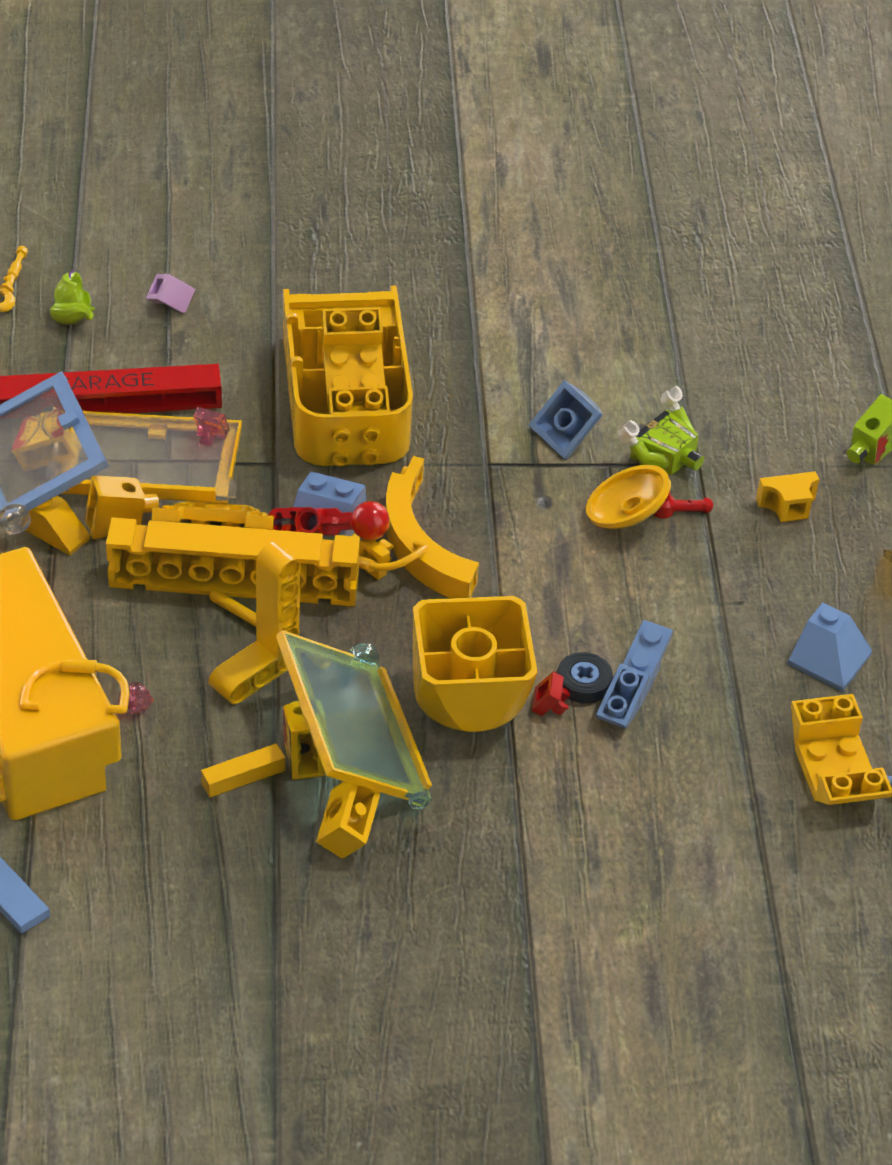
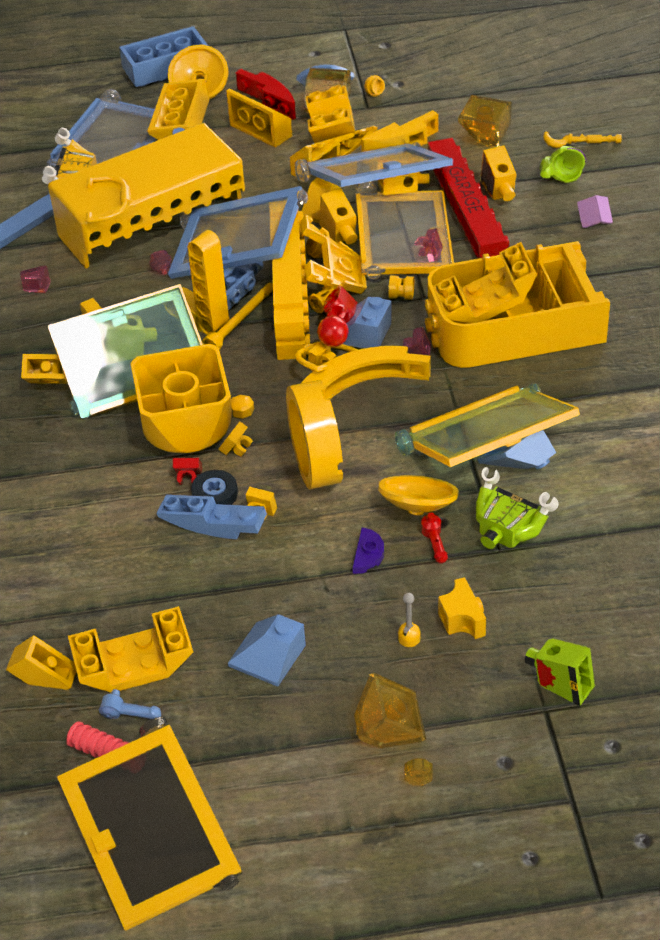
camera: 90 degrees right, 0 degrees up
(80, 349) = (498, 174): none -> yellow torso
(137, 834) = (35, 279): none -> clear pink slope
(143, 589) = (247, 228): none -> door
(213, 620) = (240, 281): none -> medium blue brick
(264, 471) = (401, 287): none -> yellow wheel
(375, 470) = (419, 343): none -> clear pink tile
(542, 428) = (485, 425): none -> clear light blue door
(562, 571) = (314, 434): none -> yellow brick
(619, 634) = (264, 498): none -> yellow tile
(693, 558) = (369, 551): none -> dark purple plate
(813, 541) = (412, 631): none -> hinge
(851, 845) = (41, 665): none -> yellow slope

